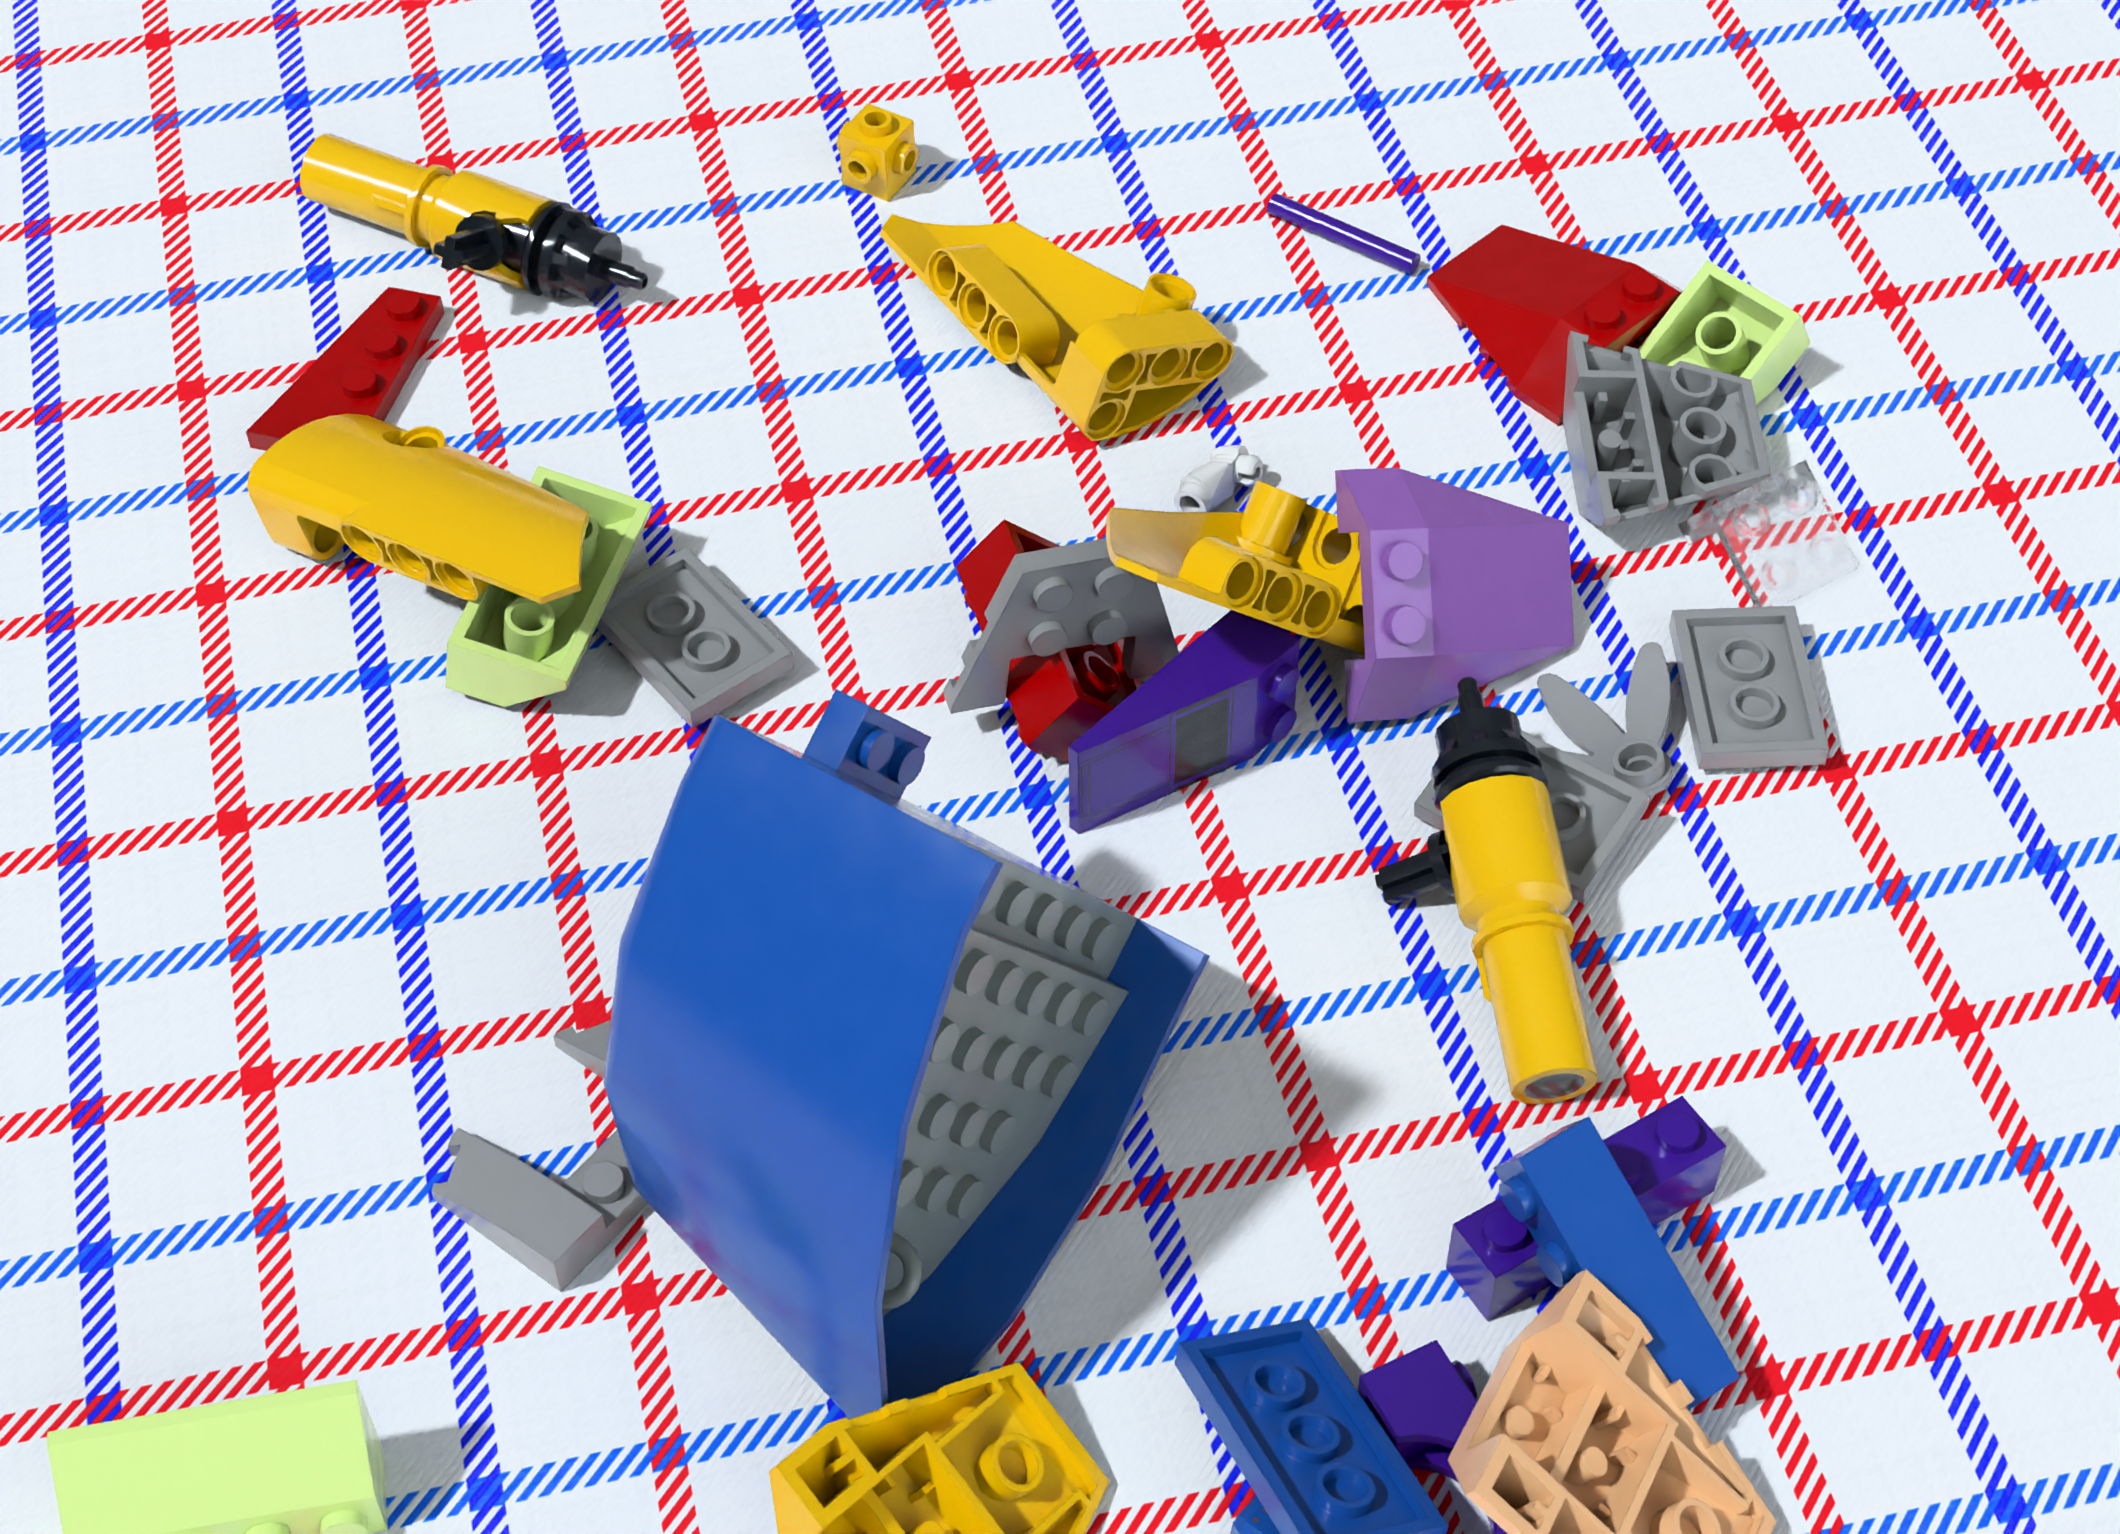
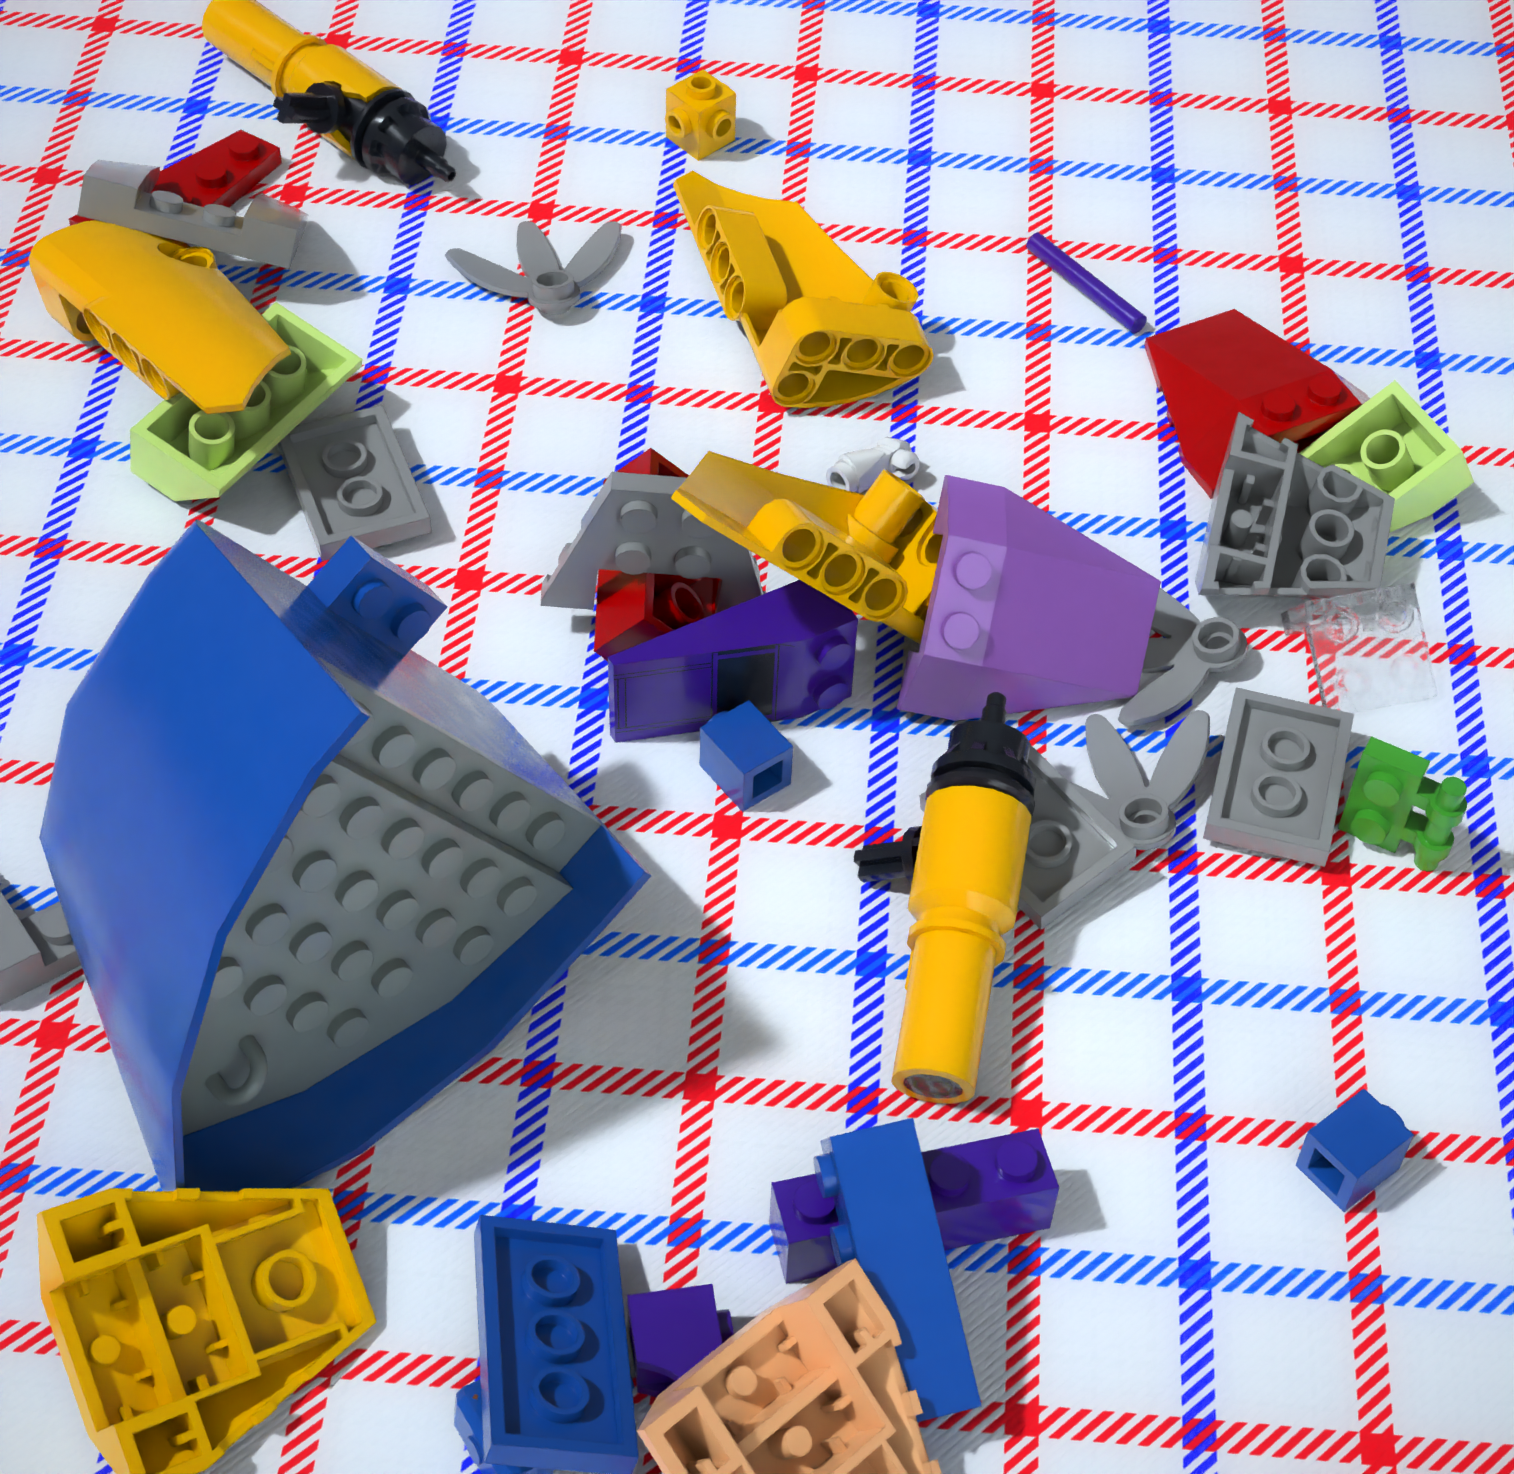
camera: 15 degrees right, 0 degrees up
(477, 393) = (123, 197): none -> light grey wedge
(797, 378) = (544, 283): none -> light grey plant
(1223, 809) = (745, 755): none -> blue brick
(1605, 585) = (1189, 655): none -> light grey plant
(1864, 678) = (1383, 802): none -> bright green plate
(1971, 1030) = (1354, 1149): none -> blue brick

